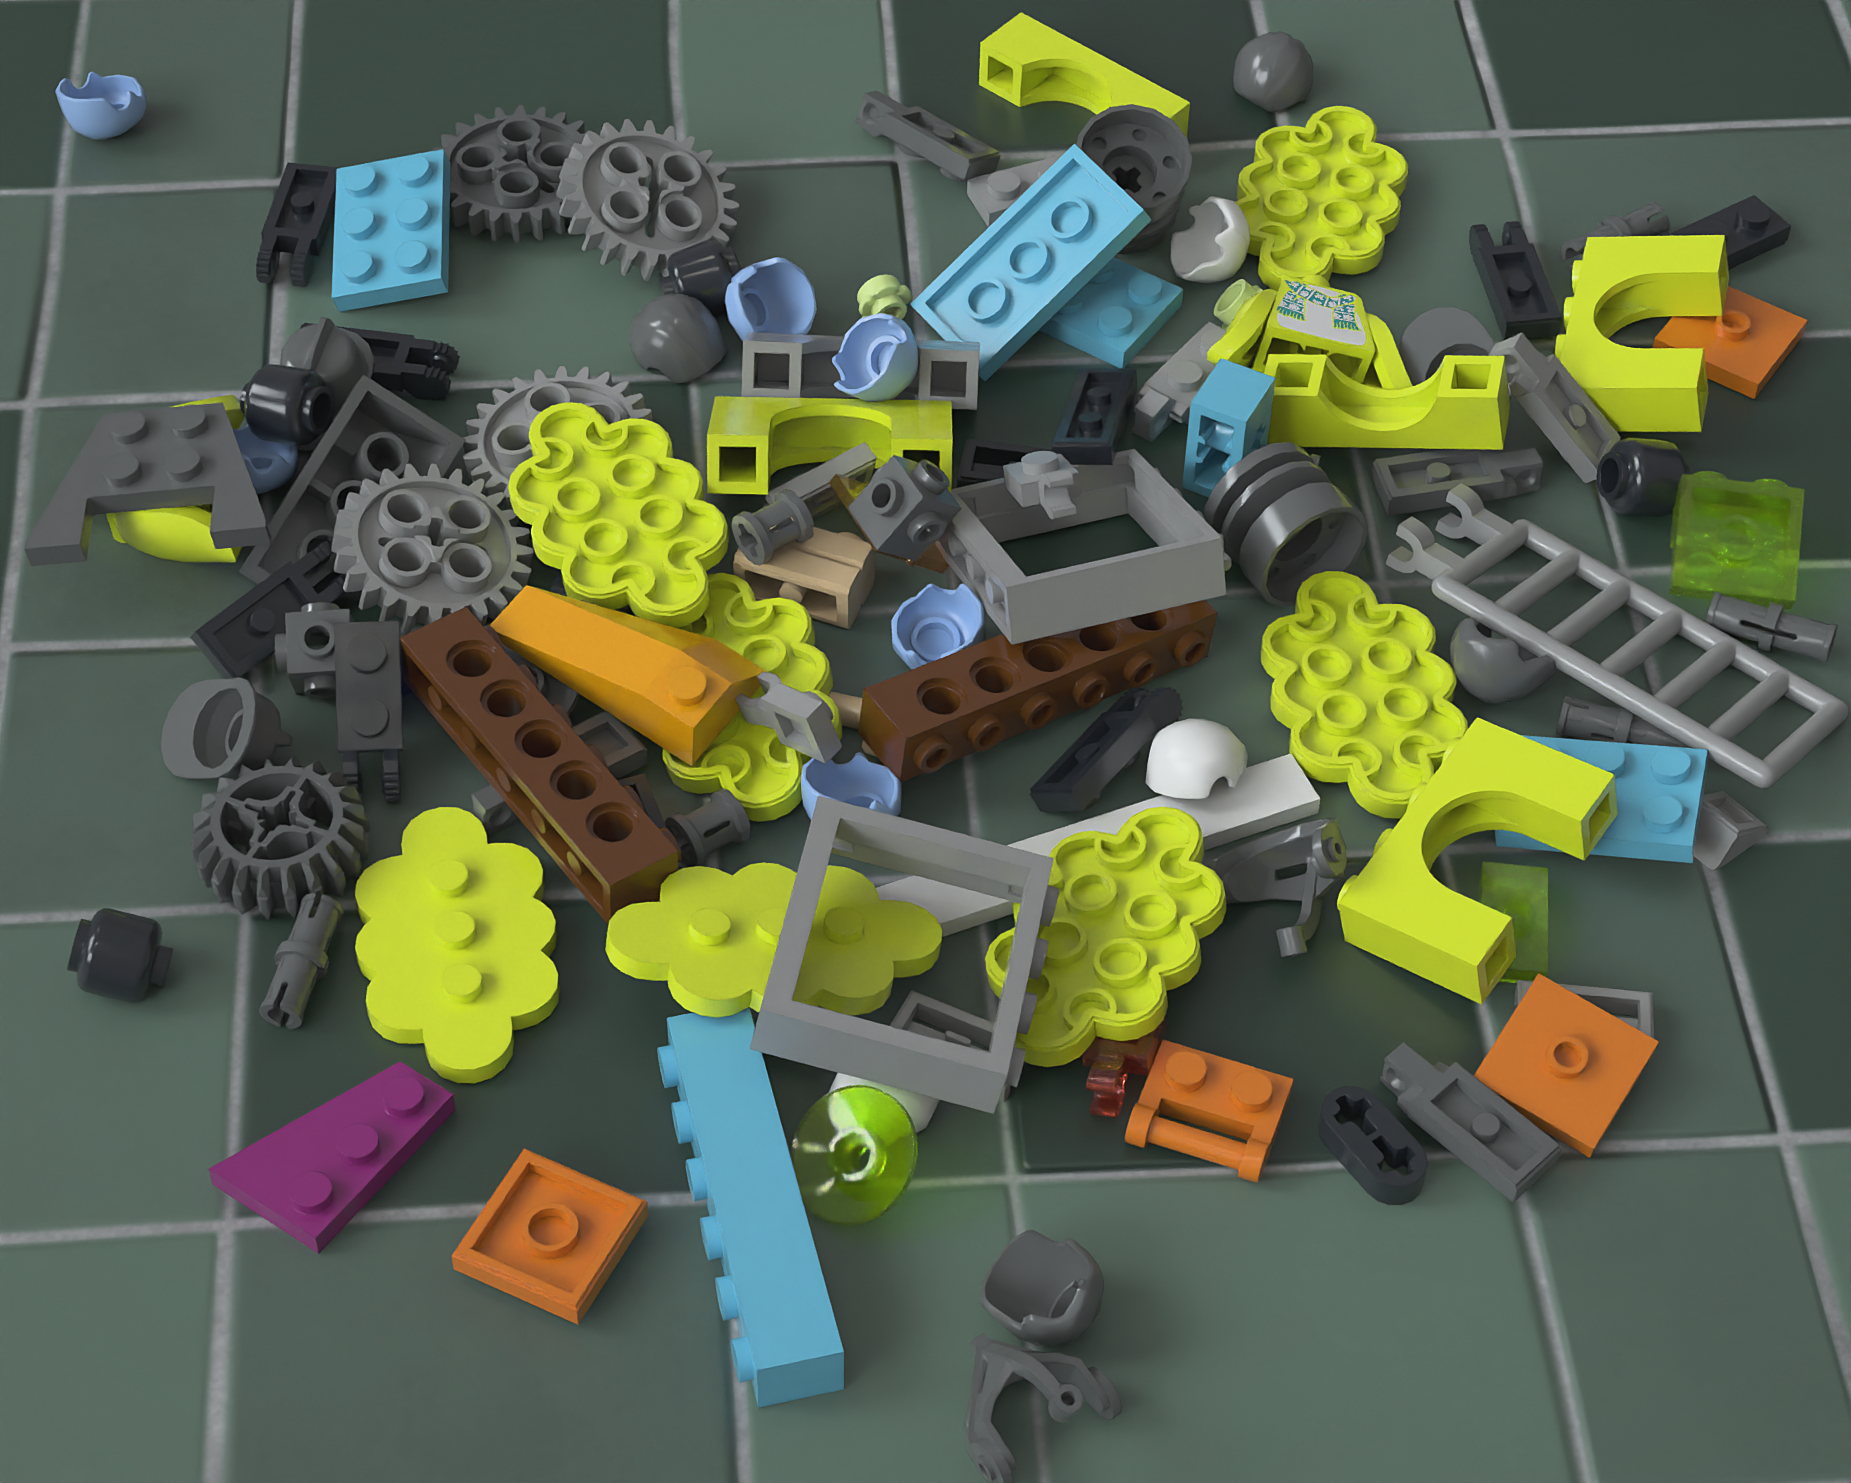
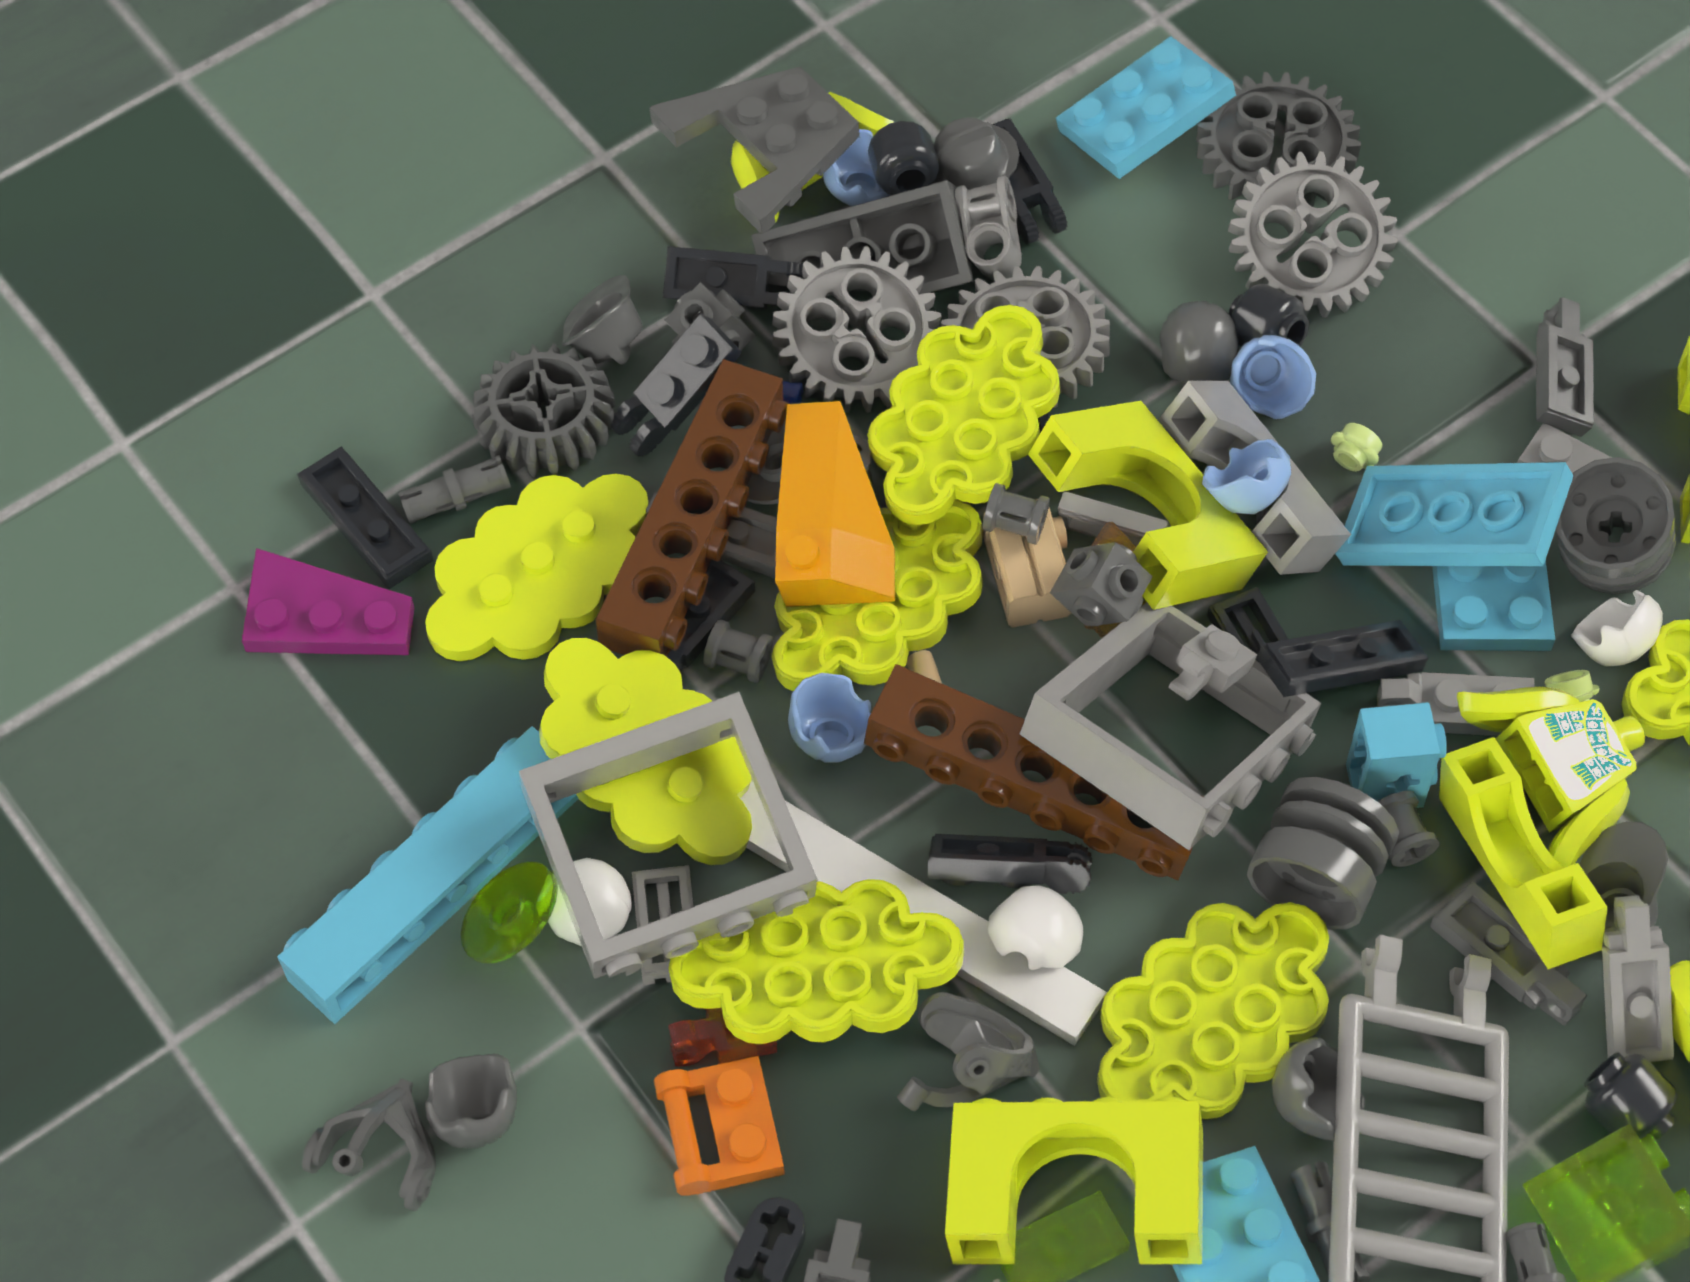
camera: 60 degrees right, 10 degrees up
(119, 955) = (382, 388): black head -> none
(253, 1060) = (365, 517): none -> black tile
(297, 221) = (1107, 50): black hinge -> none
(423, 385) = (988, 219): none -> light grey piece
(550, 1236) = (331, 772): orange plate -> none
(797, 717) = (848, 637): light grey plate -> none
(937, 624) = (1024, 673): light blue hair -> none

